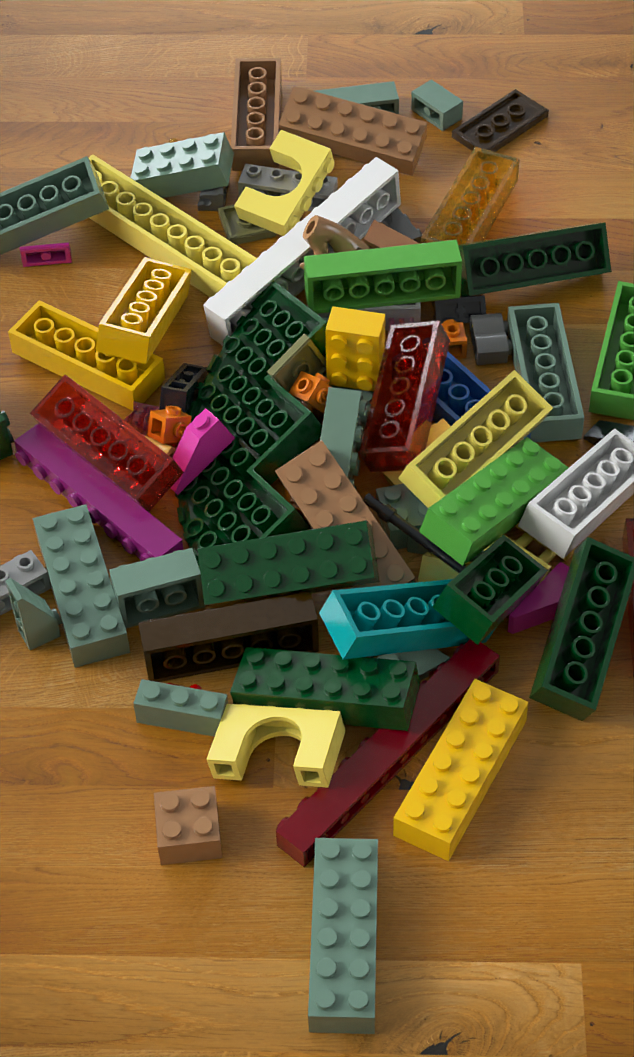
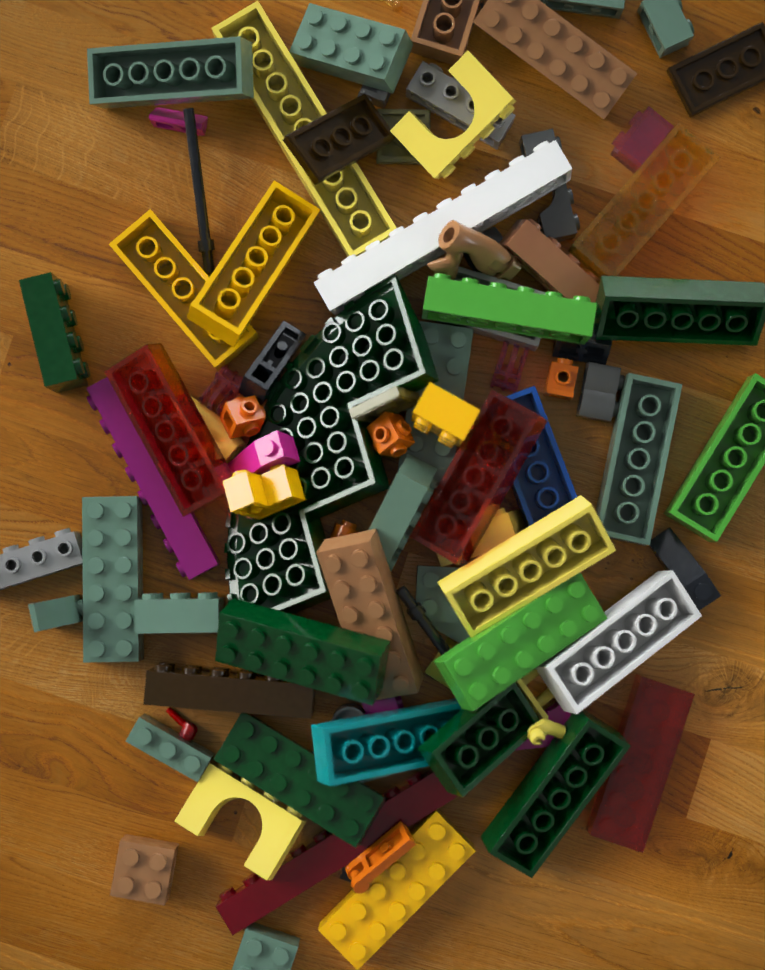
camera: 15 degrees right, 35 degrees up
(74, 278) = (205, 244): none -> black bar
(192, 215) = (339, 139): none -> dark brown tile
(211, 465) = (263, 494): none -> yellow brick
(431, 730) = (379, 857): none -> orange plate
(445, 172) = (641, 139): none -> clear pink brick
(550, 567) = (544, 727): none -> light yellow arm

